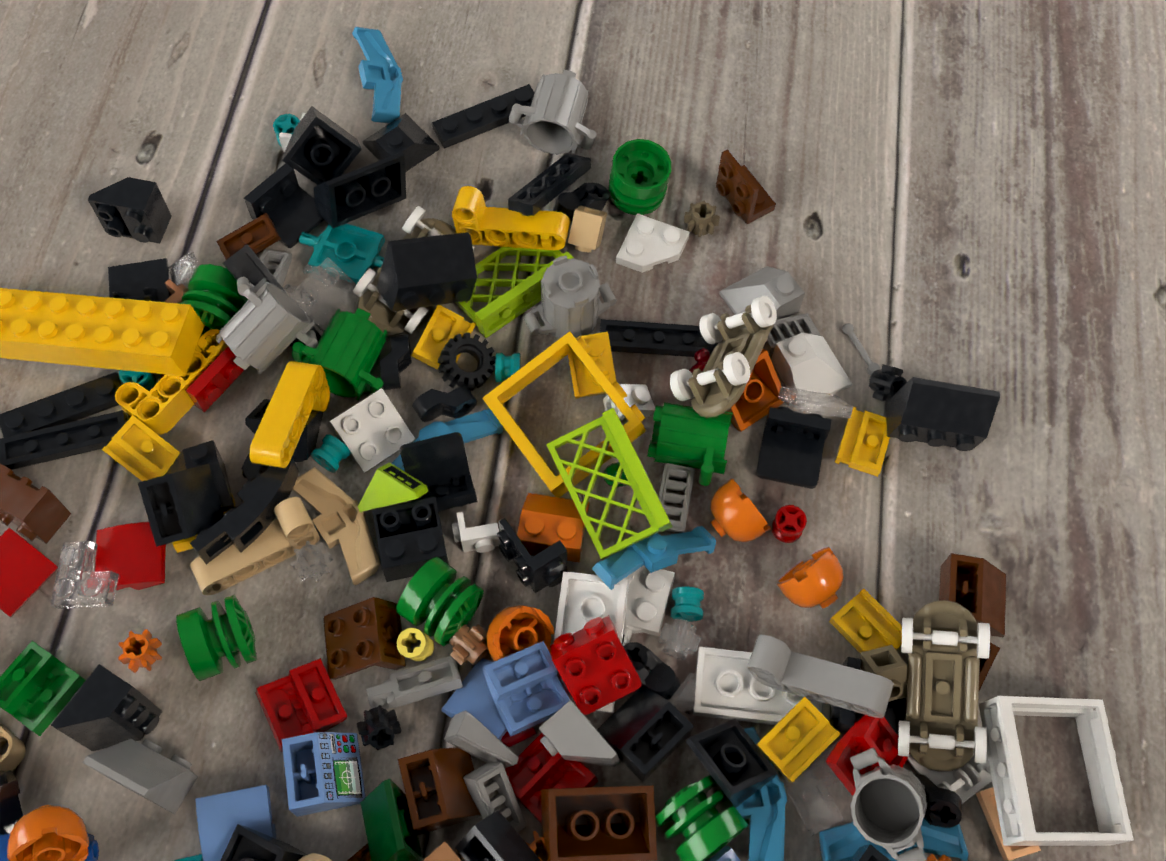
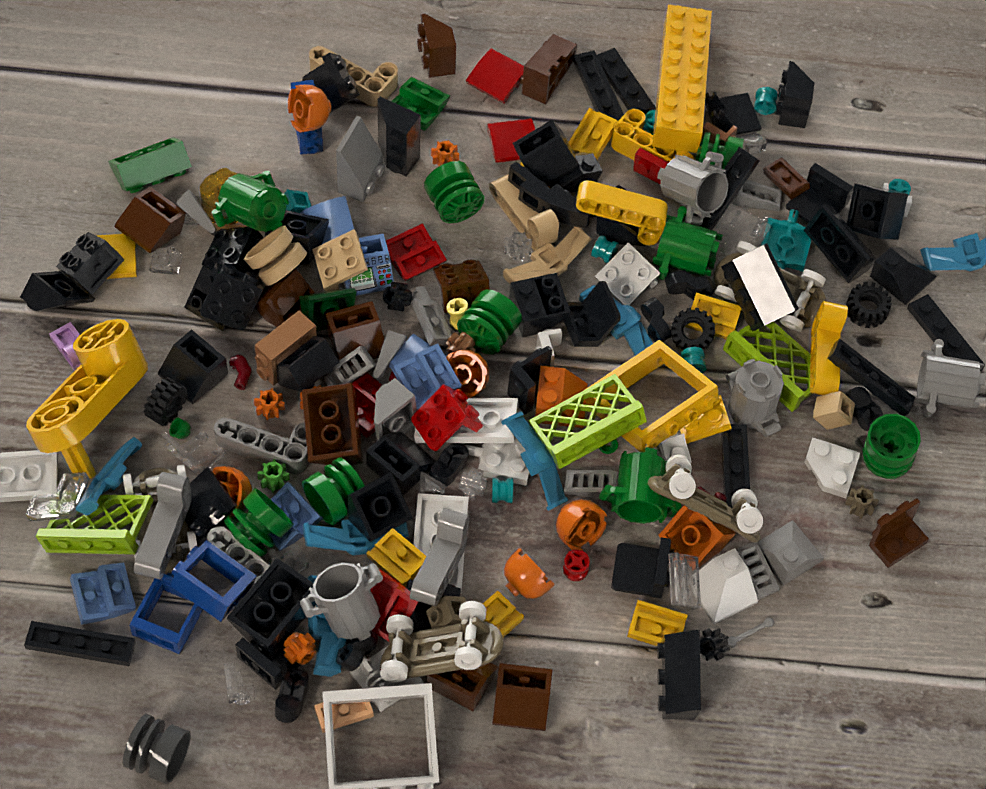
camera: 85 degrees right, 5 degrees down
(77, 583) = (490, 112): clear plate -> none
(126, 247) = (765, 100): none -> teal wheel
(323, 804) = (339, 260): none -> tan plate
(390, 487) = (576, 284): lime slope -> none
(440, 167) = (871, 294): none -> black tyre

